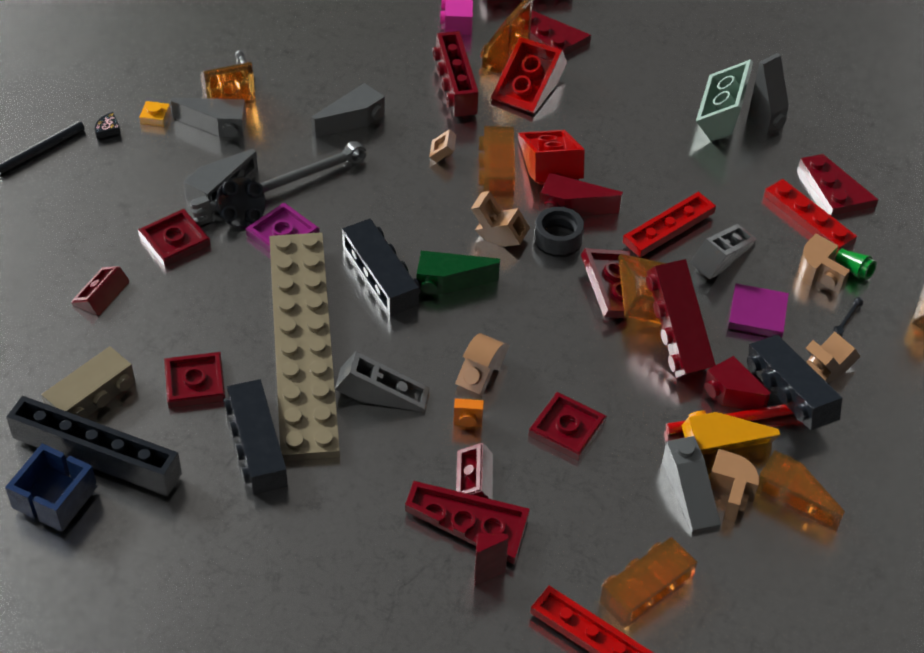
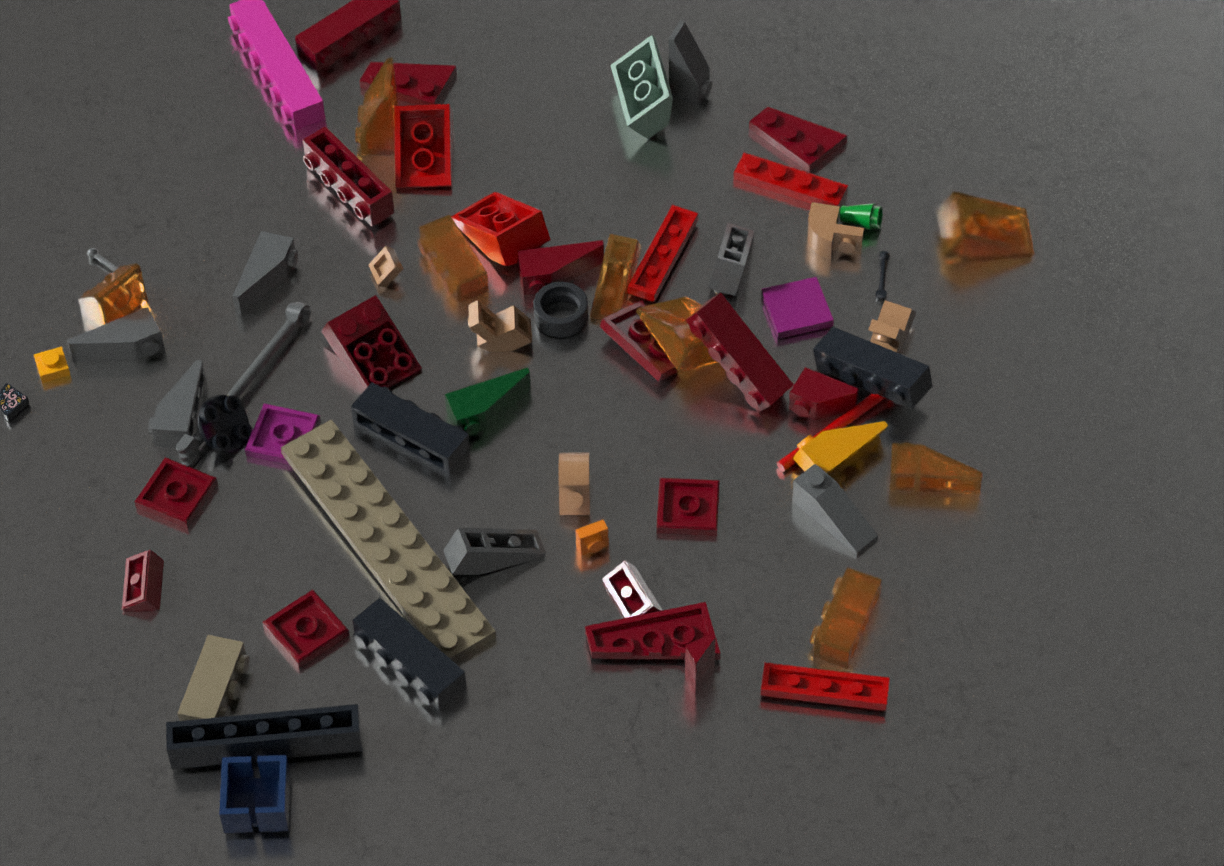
camera: 25 degrees left, 5 degrees up
(393, 194) = (371, 345): none -> dark red slope
(624, 216) = (615, 275): none -> clear orange slope
(736, 478) = (870, 485): medium nougat brick -> none

